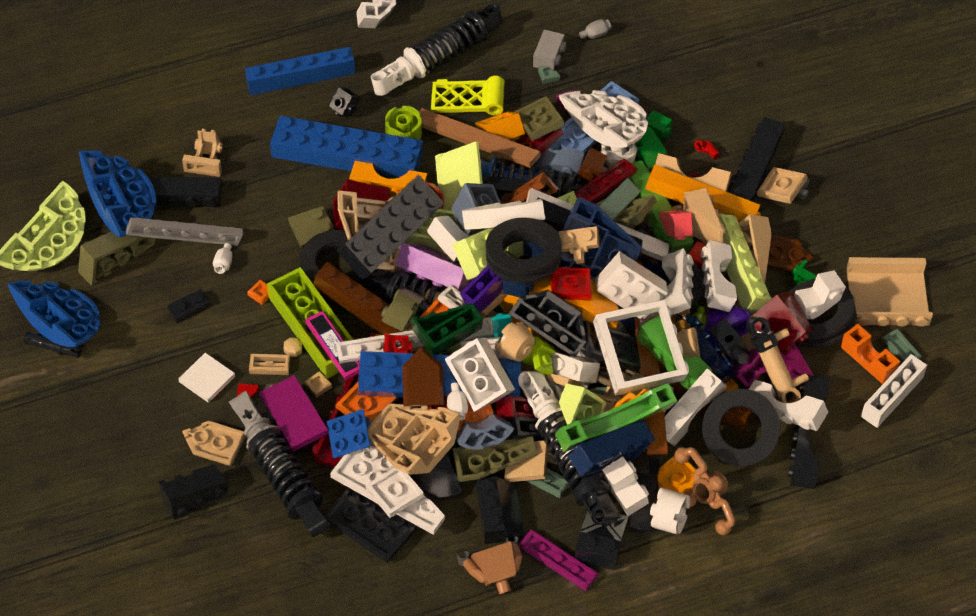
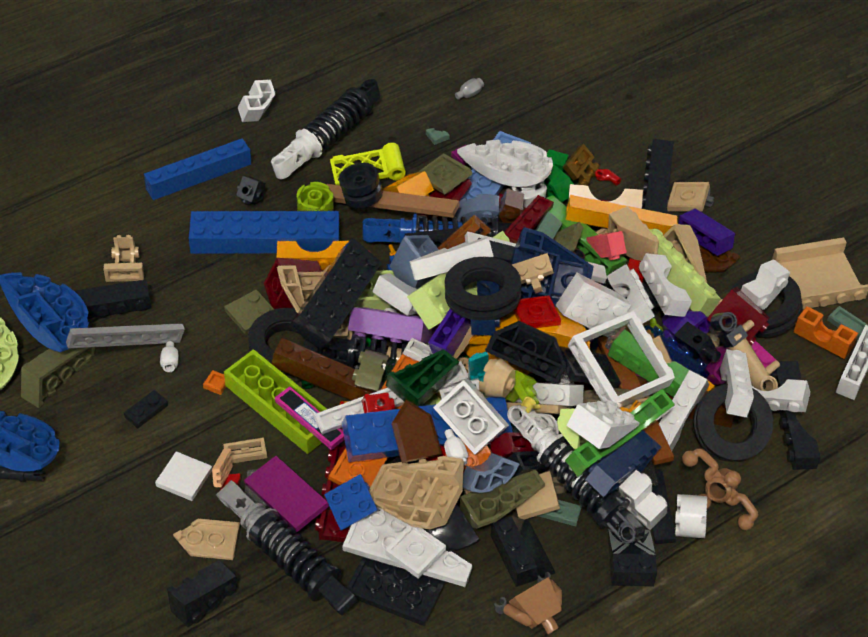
camera: 15 degrees left, 5 degrees down
(241, 377) = (222, 467): none -> light nougat tile
(293, 347) = (264, 429): tan tile -> none
(318, 384) = (300, 461): tan tile -> none
(449, 117) = (360, 185): none -> black wheel
(456, 169) = (384, 232): yellowish green piece -> none
(541, 373) = (530, 404): none -> light yellow hand
(549, 50) = (432, 113): light grey brick -> none
(558, 560) = (595, 587): magenta tile -> none
(597, 405) = (601, 422): none -> white slope
(676, 476) = (684, 480): light orange tile -> none
(679, 129) = (580, 161): none -> pearl gold plate
(751, 390) = (739, 391): none -> white arch
(786, 226) = (708, 231): none -> dark purple brick
(801, 274) = (735, 272): green bracket -> none

